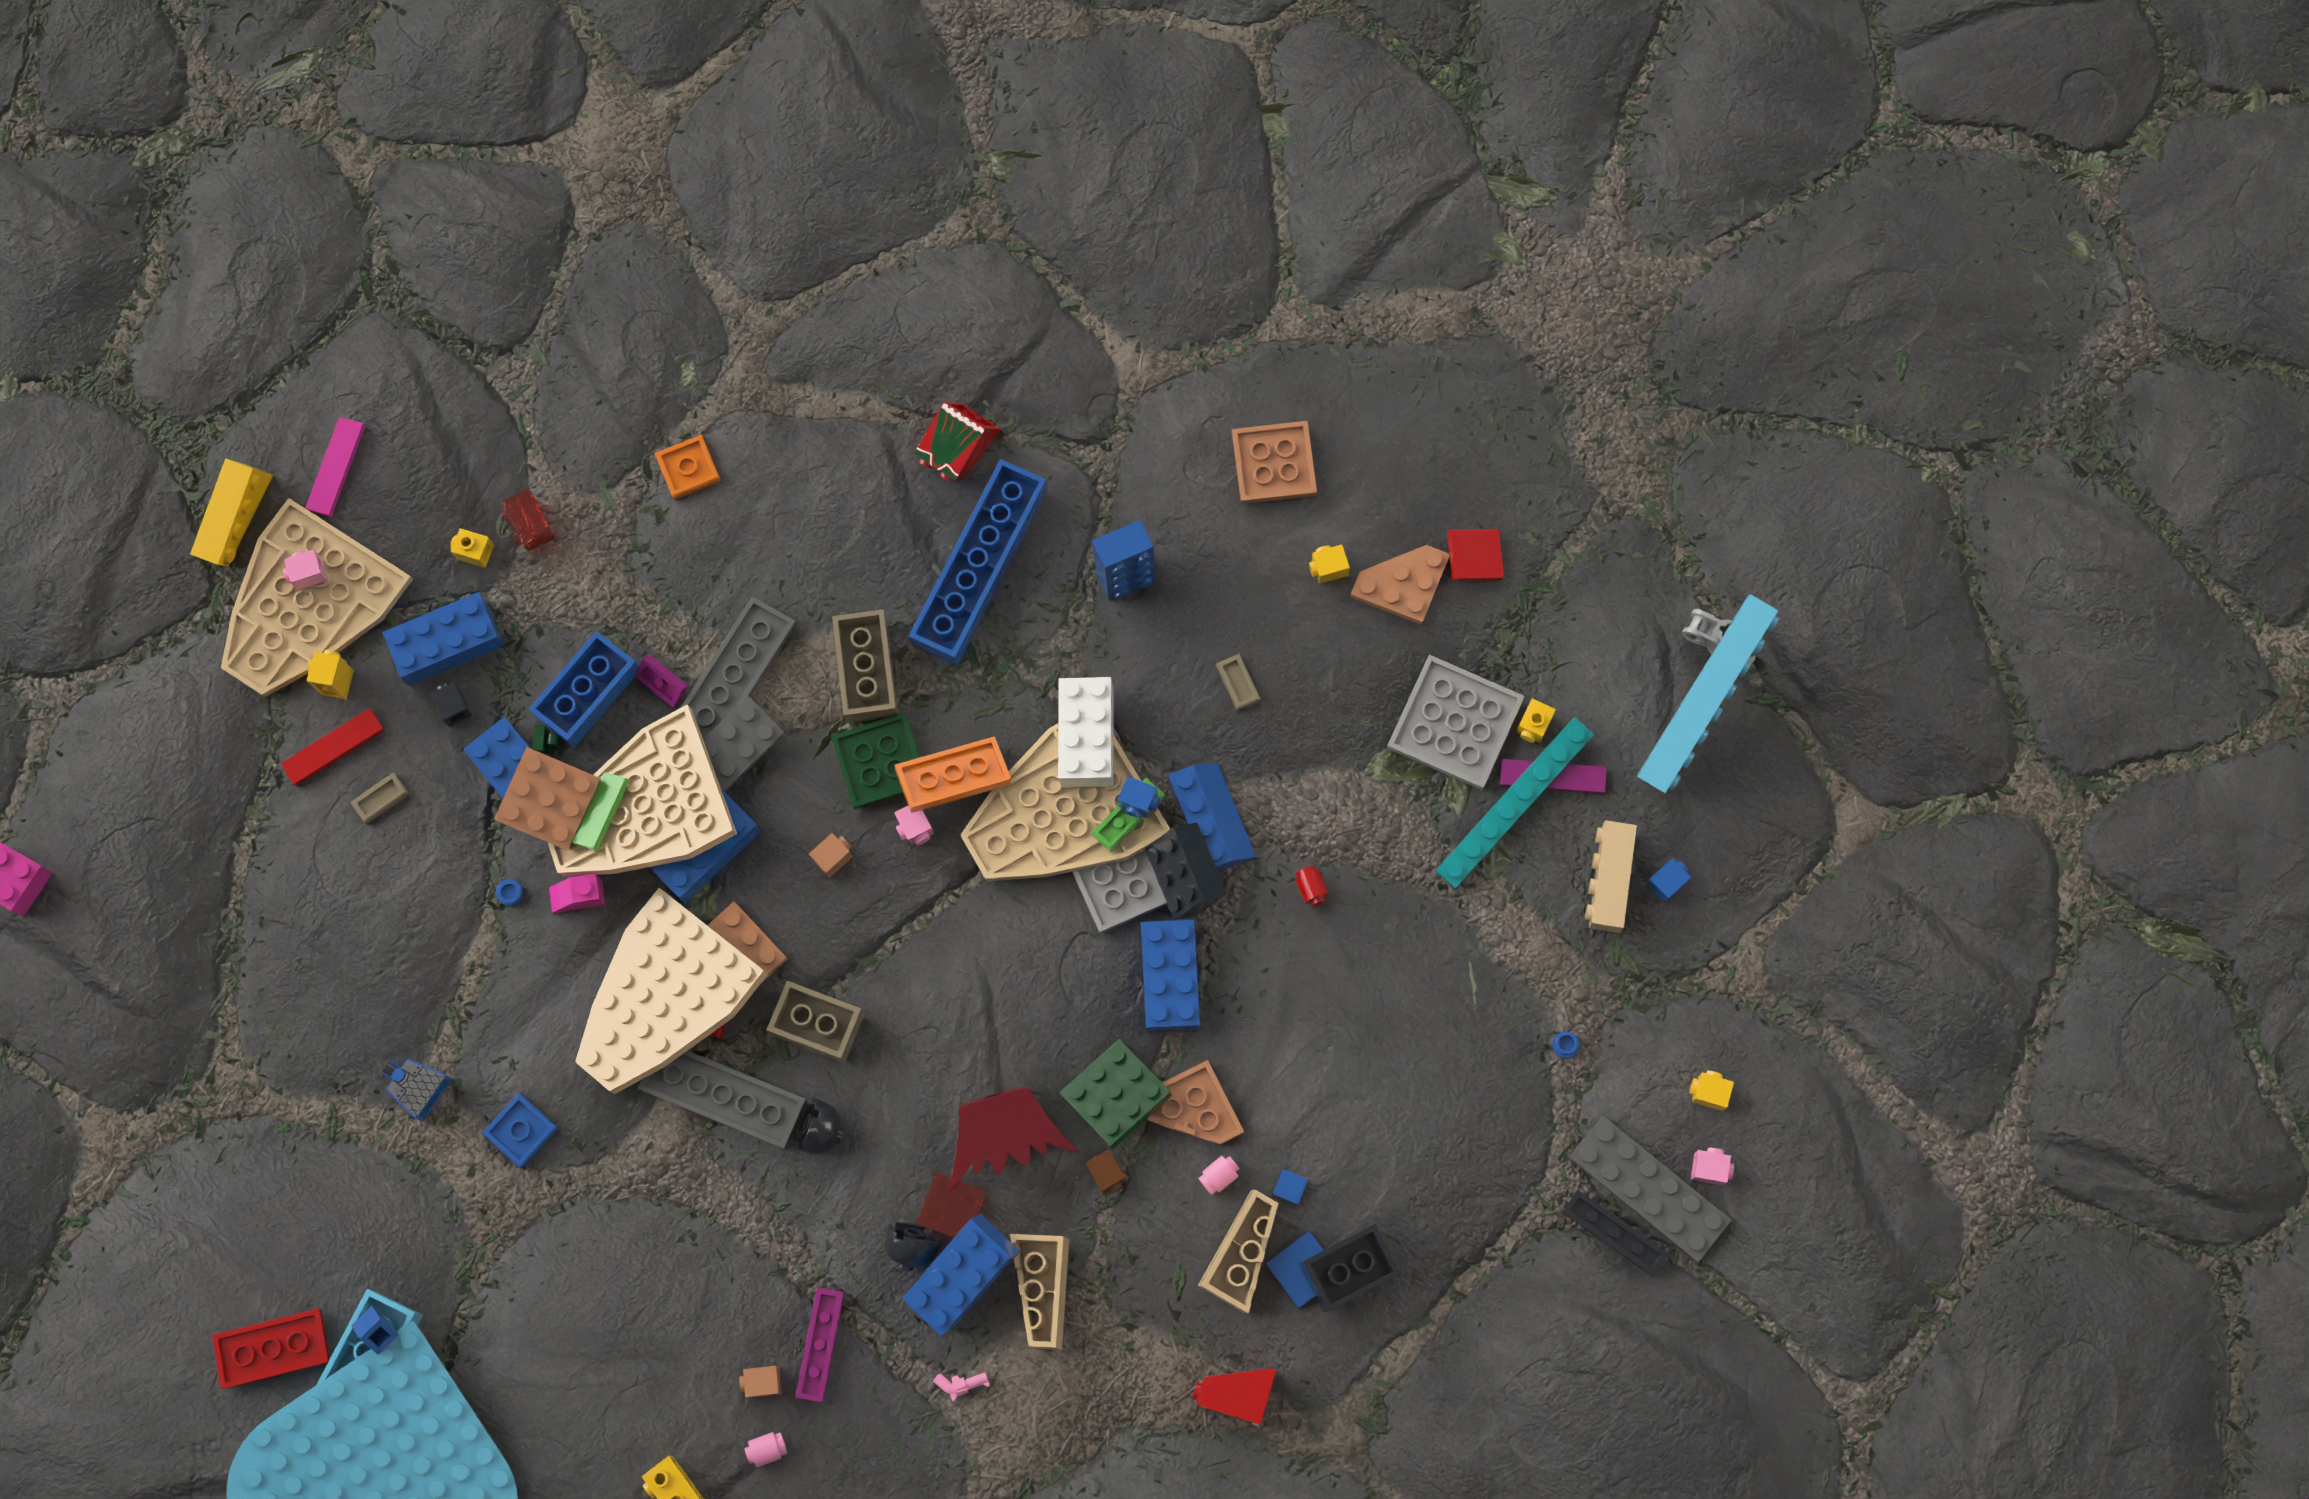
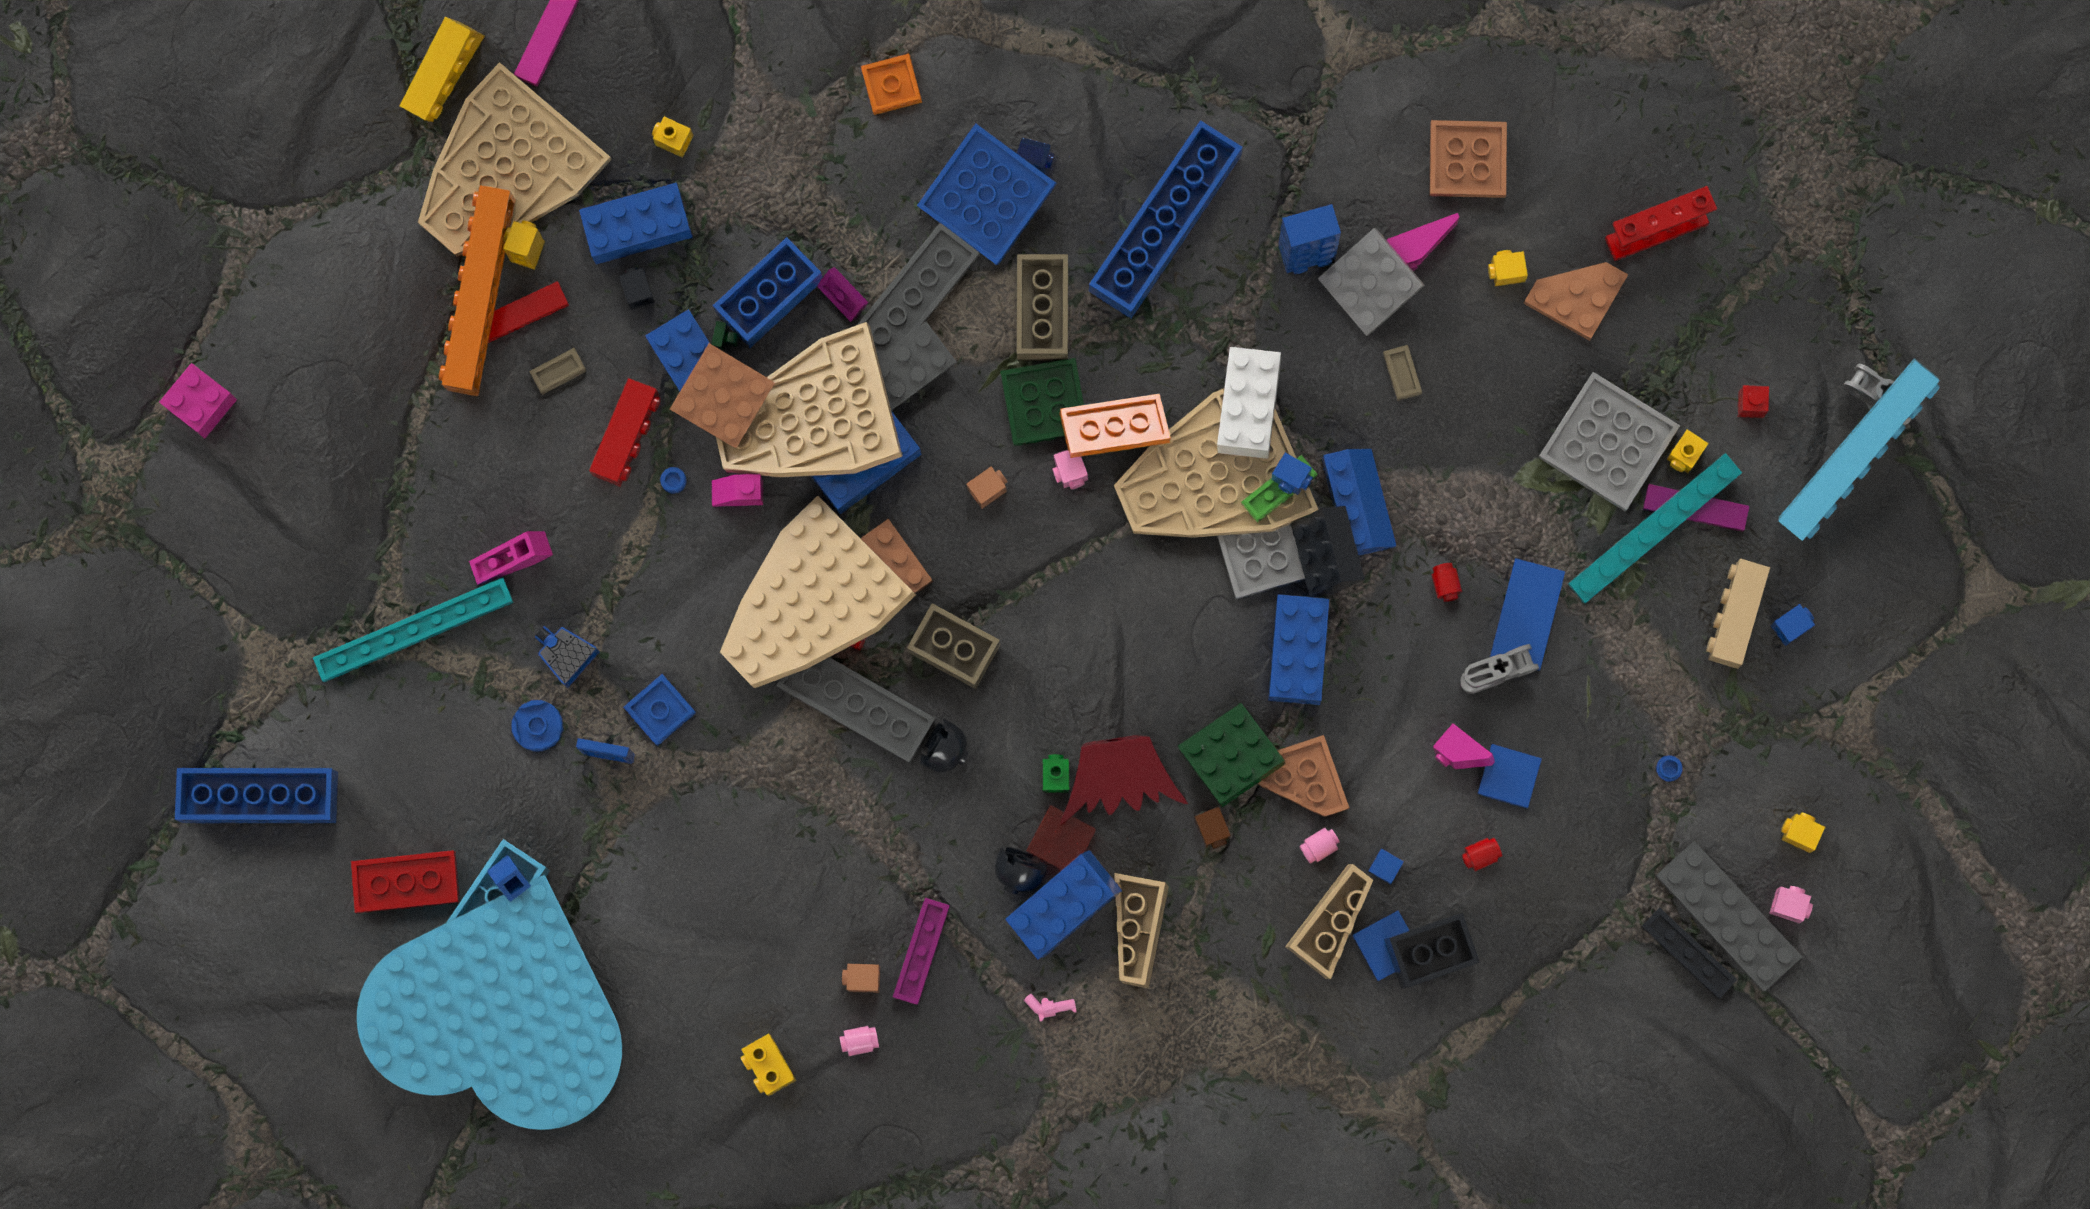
camera: 10 degrees right, 5 degrees up
(105, 1280) = (256, 795): none -> blue brick
(254, 1083) = (413, 630): none -> teal plate
(286, 728) = (478, 290): none -> orange brick
(304, 569) = (509, 137): bright pink brick -> none
(350, 993) = (511, 556): none -> dark pink slope
(394, 1165) = (537, 725): none -> blue tile
(454, 850) = (624, 432): none -> red brick
(466, 1181) = (605, 751): none -> blue tile
(527, 520) = (729, 115): clear red brick -> none
(600, 811) = (771, 415): tile -> none
(795, 561) = (986, 194): none -> blue plate
(839, 518) = (1036, 153): none -> clear blue brick
(937, 1139) = (1055, 774): none -> green brick
(955, 441) = (1158, 94): slope -> none
(1193, 595) = (1371, 281): none -> light grey plate
(1232, 554) = (1420, 242): none -> dark pink slope
(1236, 1394) = (1309, 1053): red slope -> none
(1350, 1056) = (1461, 751): none -> dark pink slope
(1361, 976) = (1482, 674): none -> light grey piece
(1387, 1160) = (1481, 854): none -> red brick
(1398, 907) = (1528, 609): none -> blue tile
(1403, 1075) = (1510, 777): none -> blue tile
(1475, 497) = (1660, 223): none -> red fence
(1475, 555) = (1652, 279): red tile -> none
(1594, 662) = (1753, 401): none -> red brick

